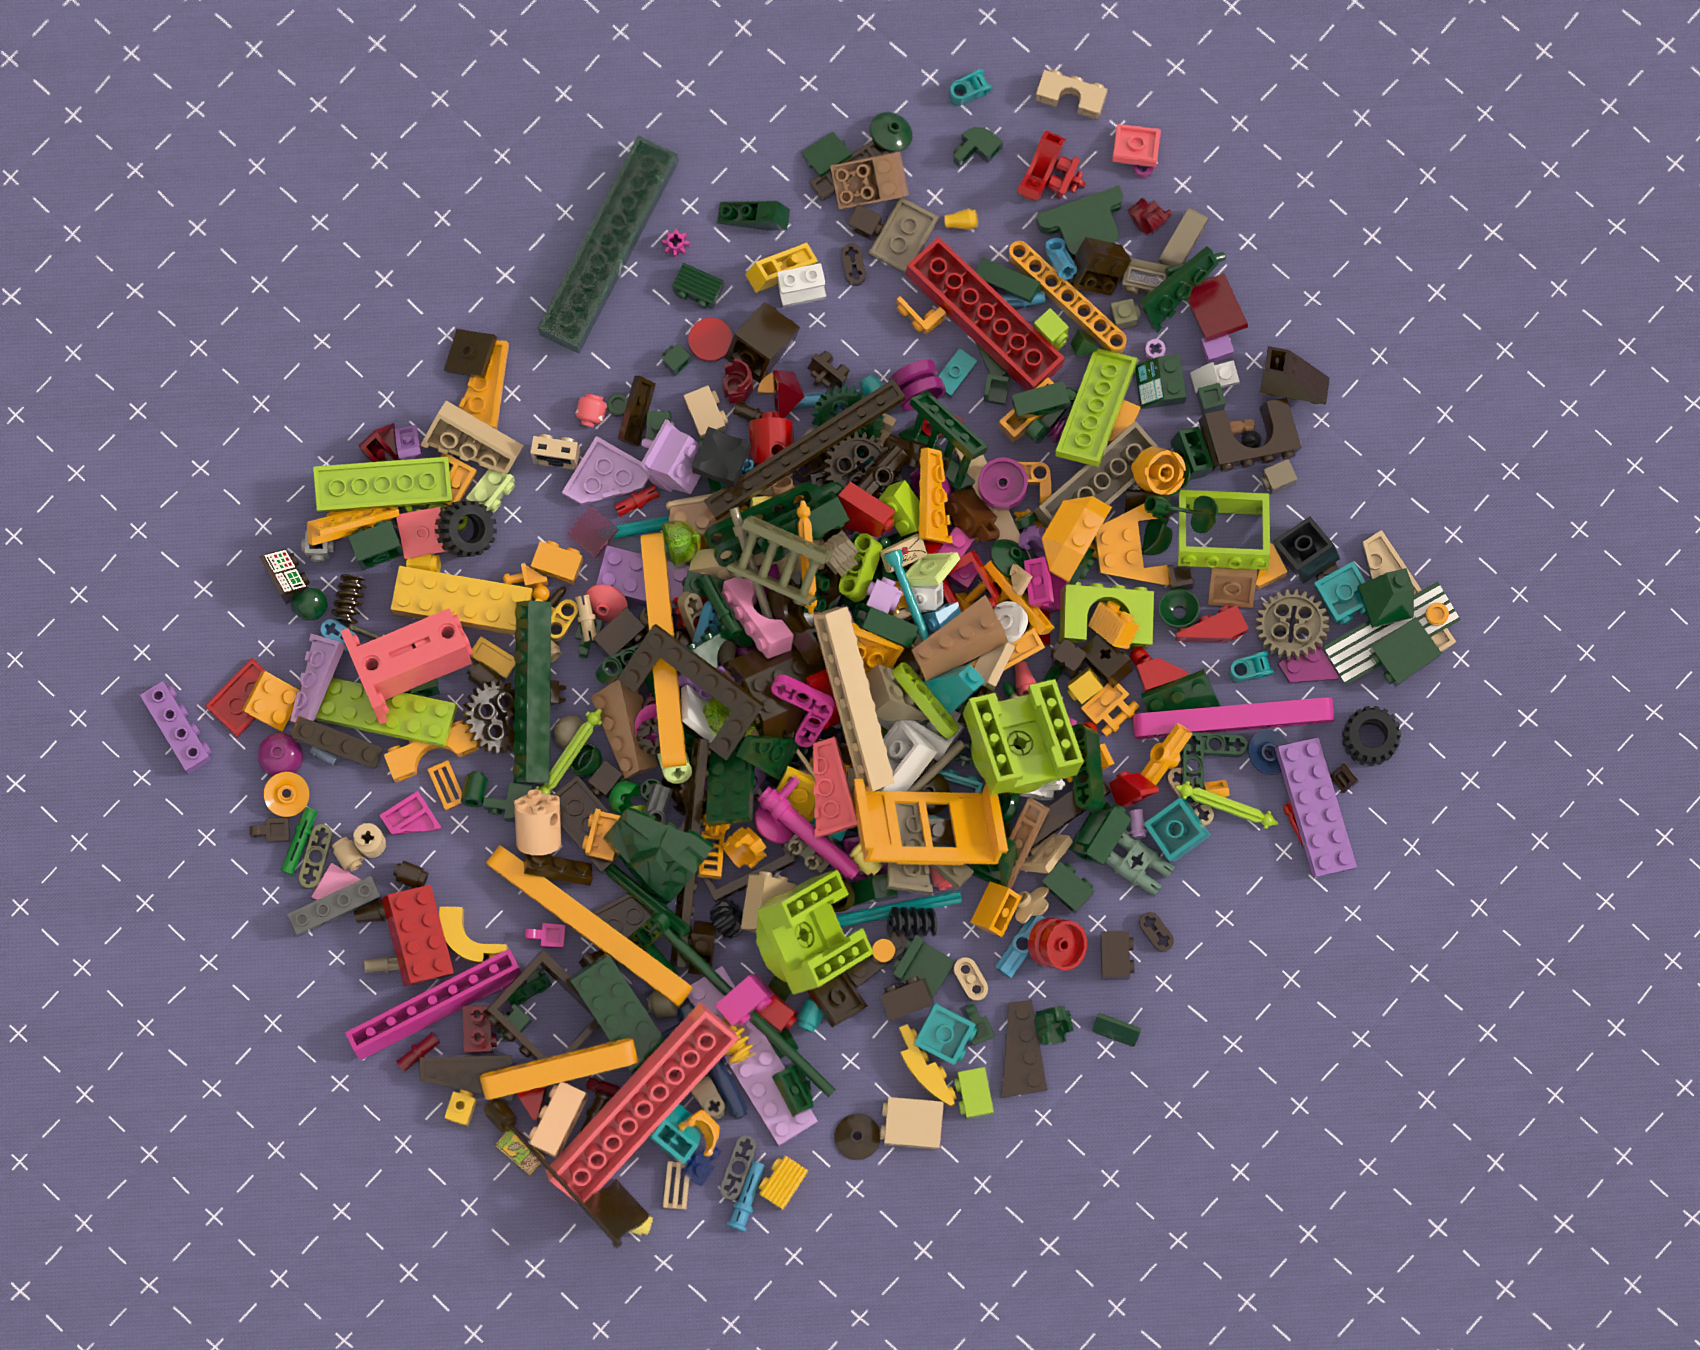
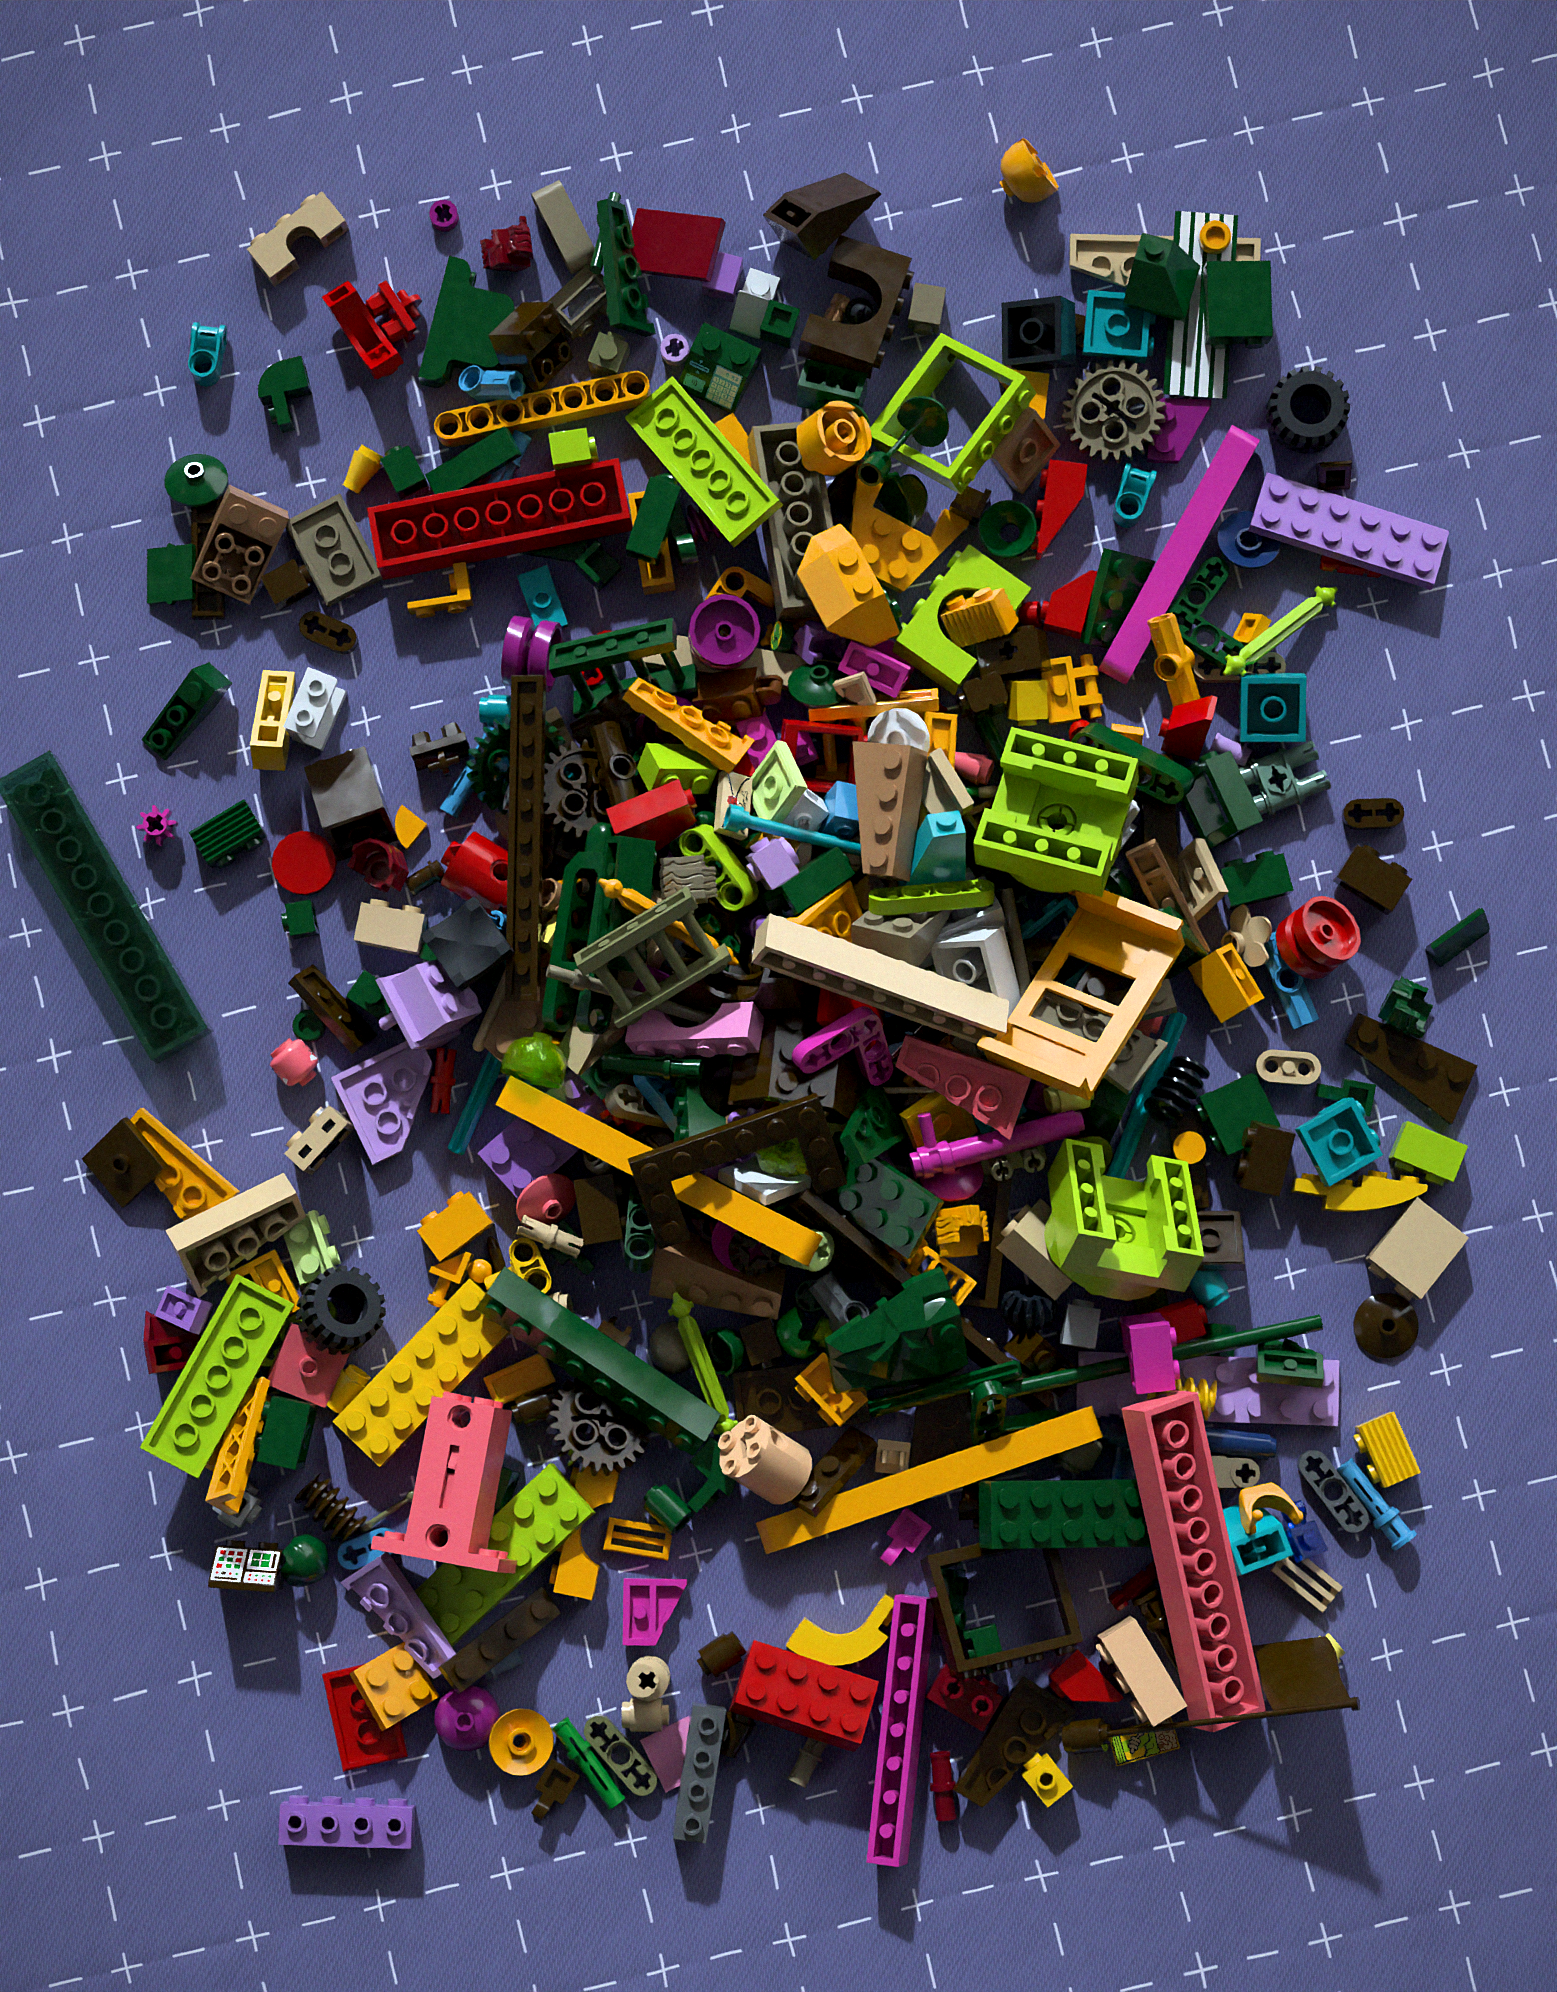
camera: 55 degrees left, 5 degrees up
(558, 1068) = (1085, 1632): light orange beam -> none
(590, 898) = (892, 1456): none -> tan tile
(593, 531) = (446, 1158): clear pink piece -> none
(736, 953) = (1079, 1324): none -> light grey brick
(786, 392) = (433, 815): dark red slope -> none
(976, 243) = (403, 471): none -> dark green brick
(1083, 343) = (611, 428): dark green slope -> none
(1136, 145) = (413, 204): coral plate -> none
(1398, 481) = (1026, 174): none -> light orange cylinder

